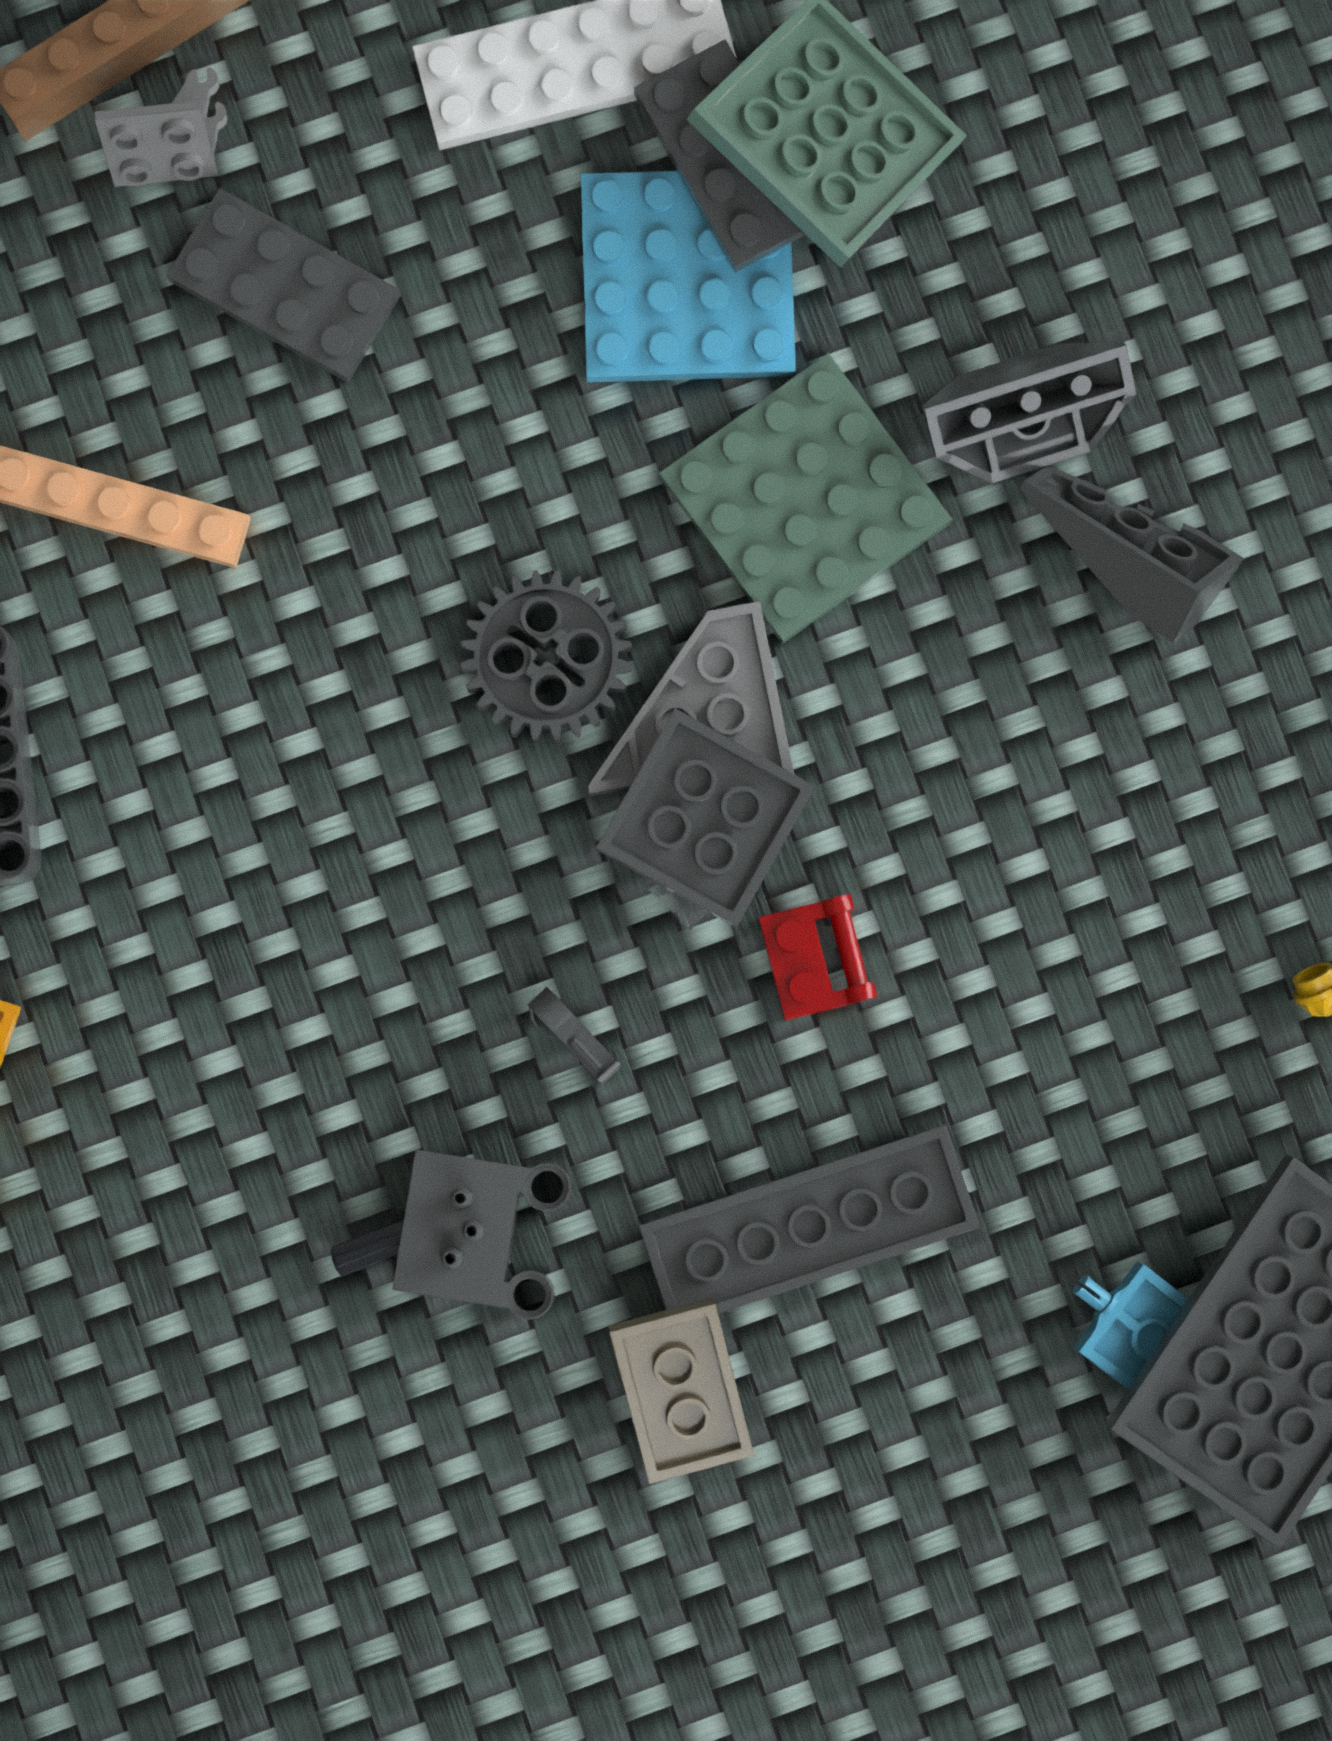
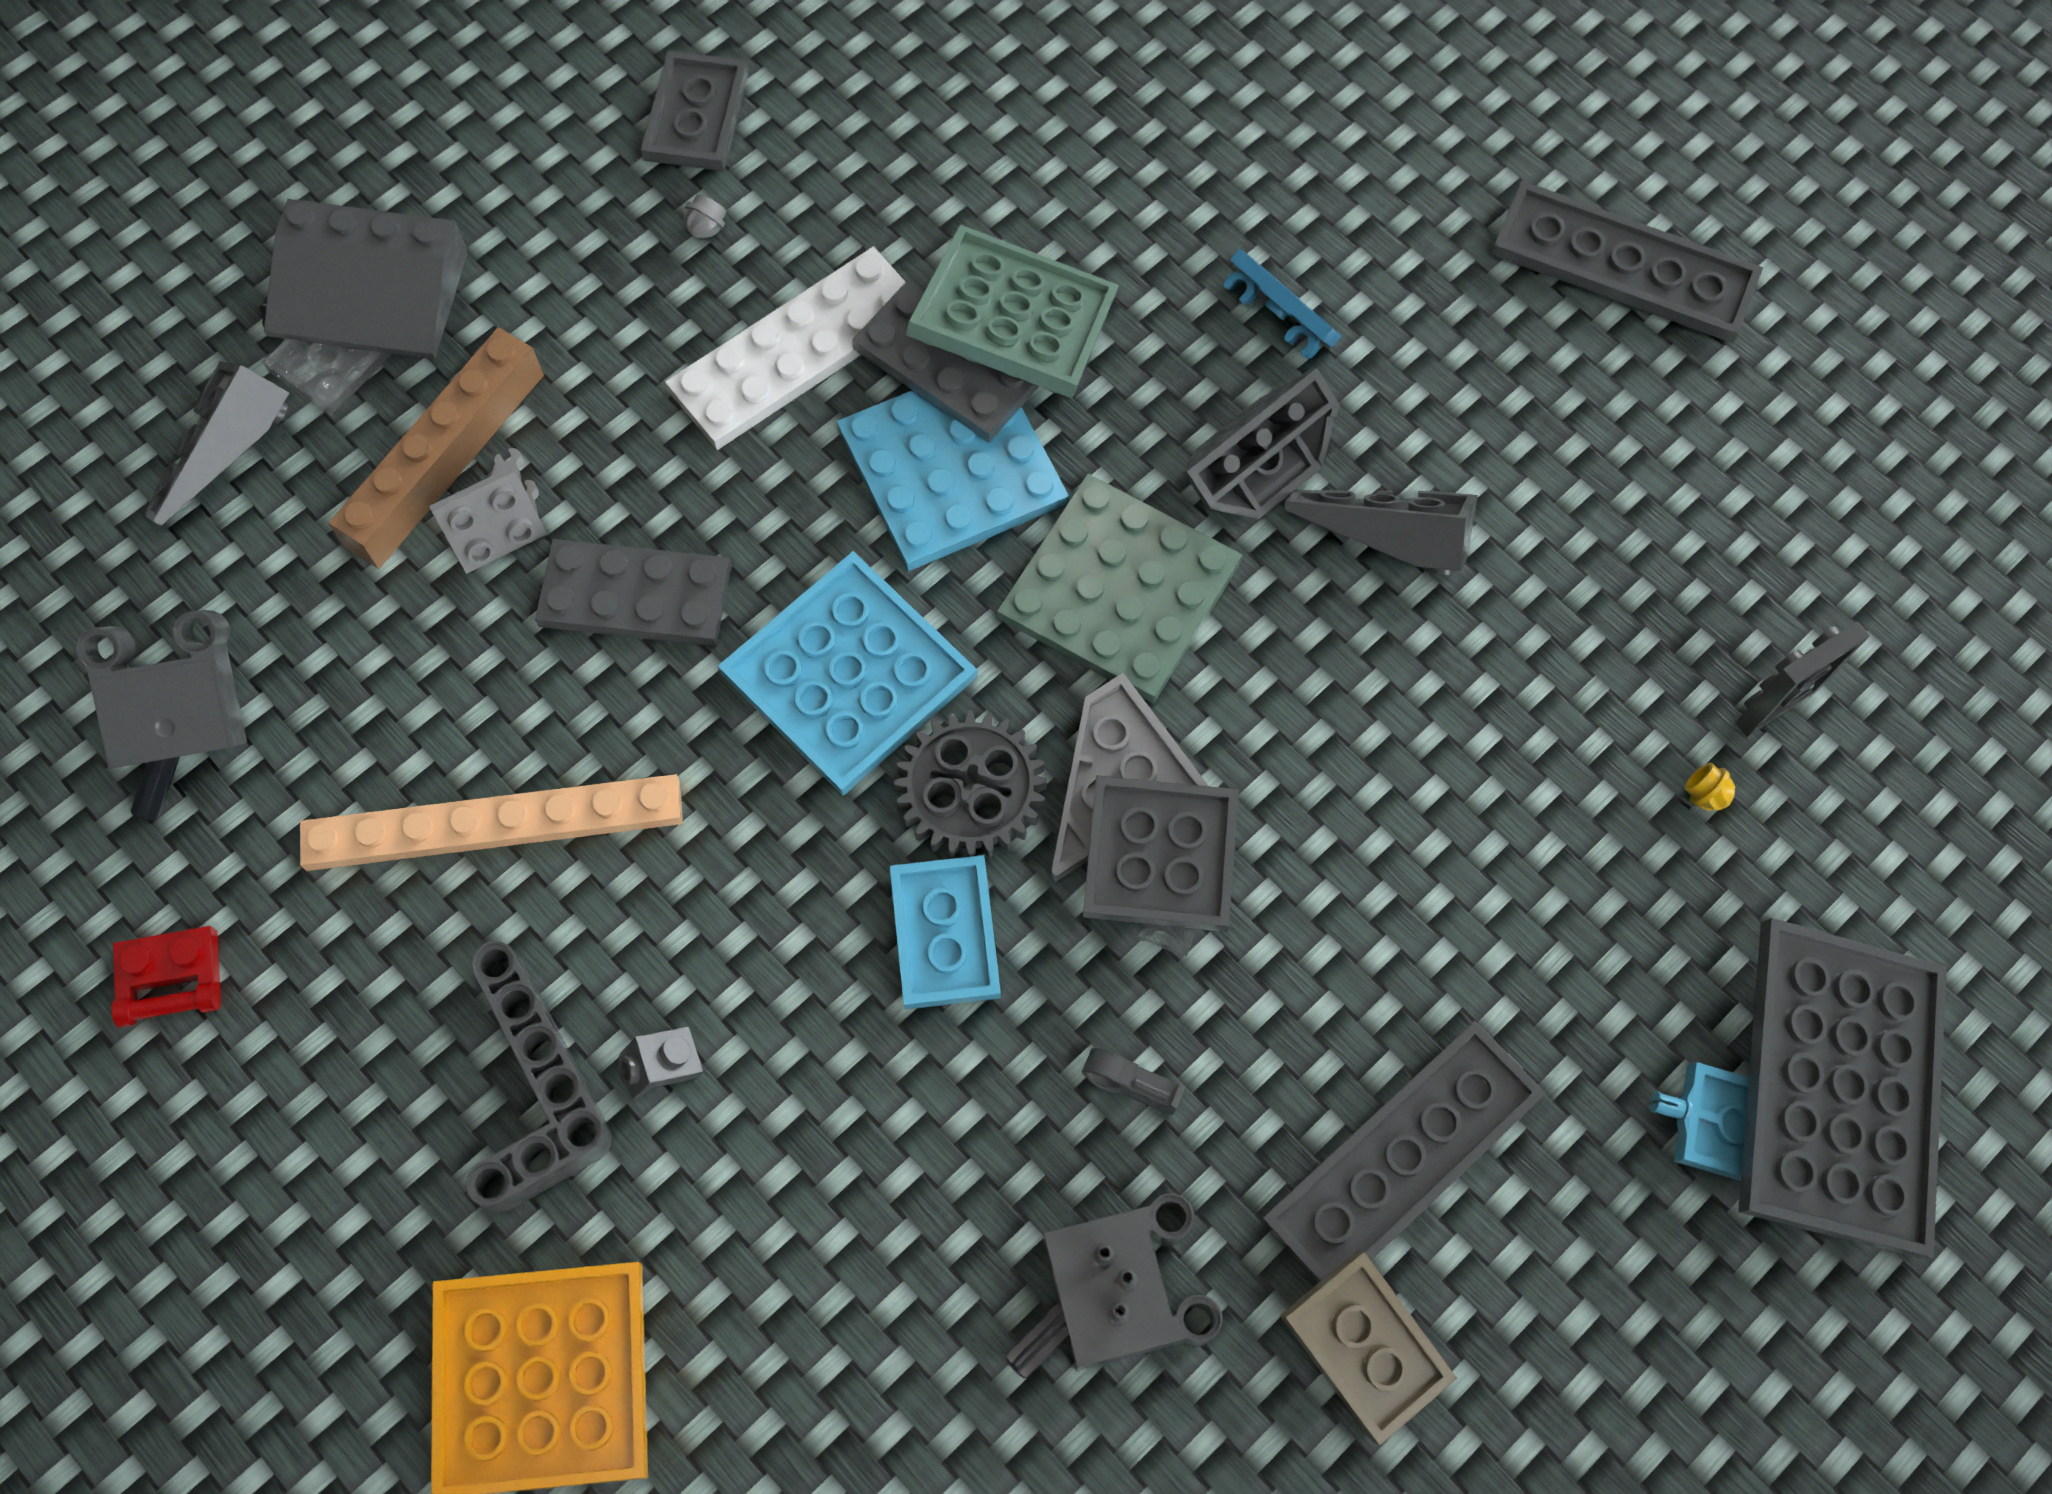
camera: 20 degrees left, 15 degrees down
(113, 812) = (658, 1061): none -> bracket
(453, 801) = (944, 932): none -> medium azure plate
(472, 474) = (848, 672): none -> medium azure plate
(799, 961) = (1289, 943): red plate -> none
(1141, 234) = (1281, 302): none -> dark azure plate

